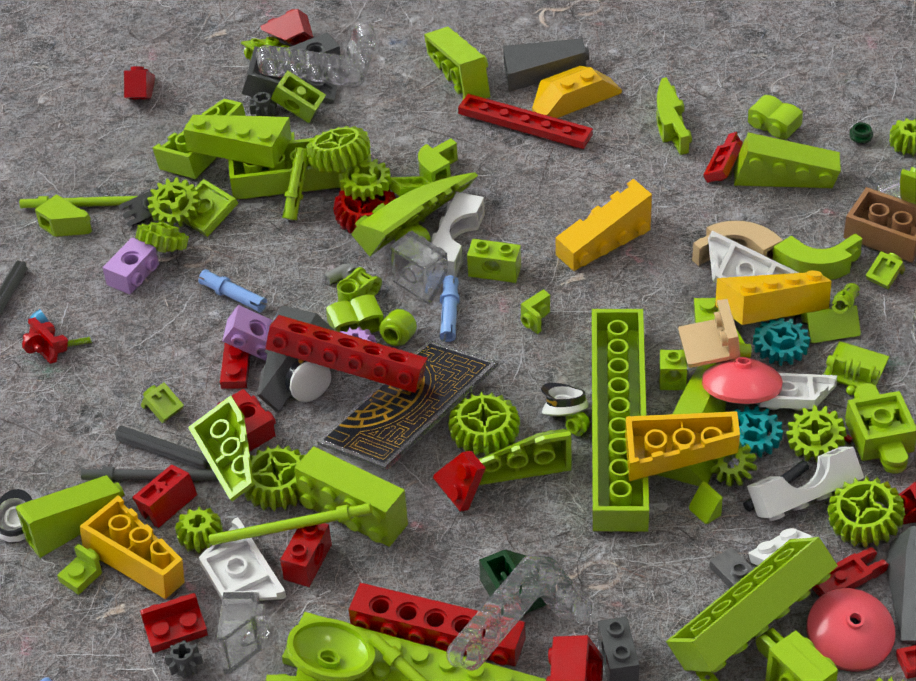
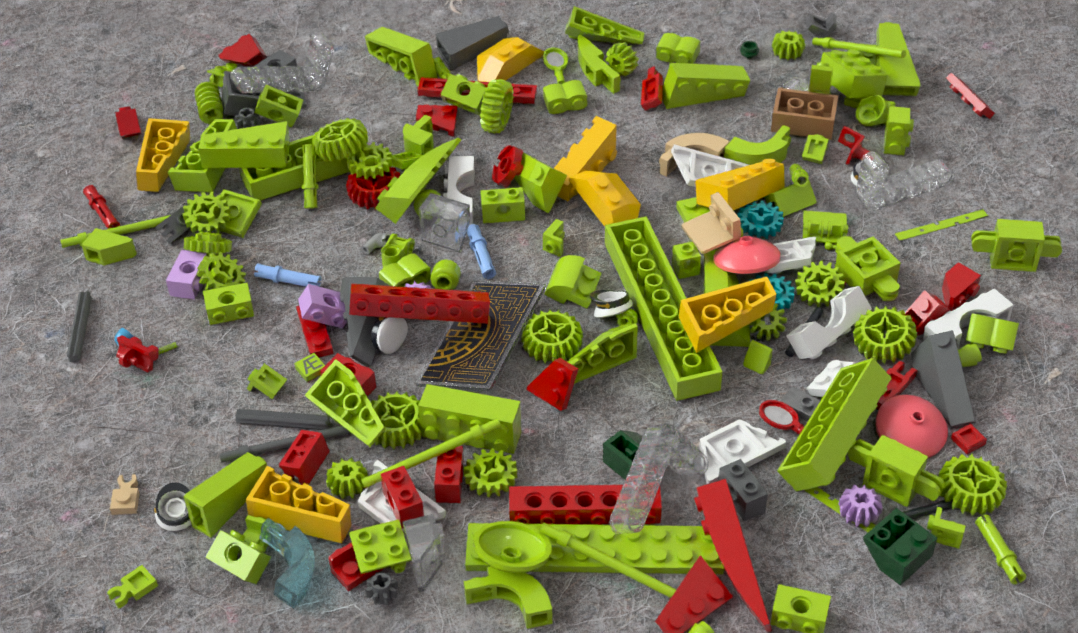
camera: 20 degrees left, 0 degrees up
(52, 585) = (225, 553): none -> brick
(74, 169) = (98, 203): none -> red pin
(105, 622) = (299, 554): none -> clear light blue arch
(158, 117) = (160, 151): none -> yellow wedge
(158, 307) = (228, 303): none -> lime brick
(162, 273) = (221, 271): none -> lime gear
(195, 614) = (381, 547): none -> lime hinge
(213, 395) = (309, 367): none -> lime tile
(230, 77) = (208, 102): none -> lime piece
(241, 562) = (401, 495): none -> red brick
(351, 561) = (490, 472): none -> lime gear
(471, 143) = (443, 116): none -> red wing
(496, 88) = (441, 68): none -> lime axle
(512, 133) = (456, 85): none -> lime brick
(518, 216) = (509, 166): none -> red plate
(533, 144) = (496, 106): none -> lime gear
(534, 365) = (572, 281): none -> lime brick
(544, 238) = (540, 182): none -> lime wedge
(612, 275) = (606, 196): none -> yellow wedge
(619, 148) = (565, 97): none -> lime brick
(628, 102) = (557, 61): none -> lime piece
(640, 598) = (737, 442): none -> white wing
(692, 74) = (600, 29): none -> lime wedge
(702, 116) = (622, 58): none -> lime gear
(702, 577) = (780, 416): none -> red piece

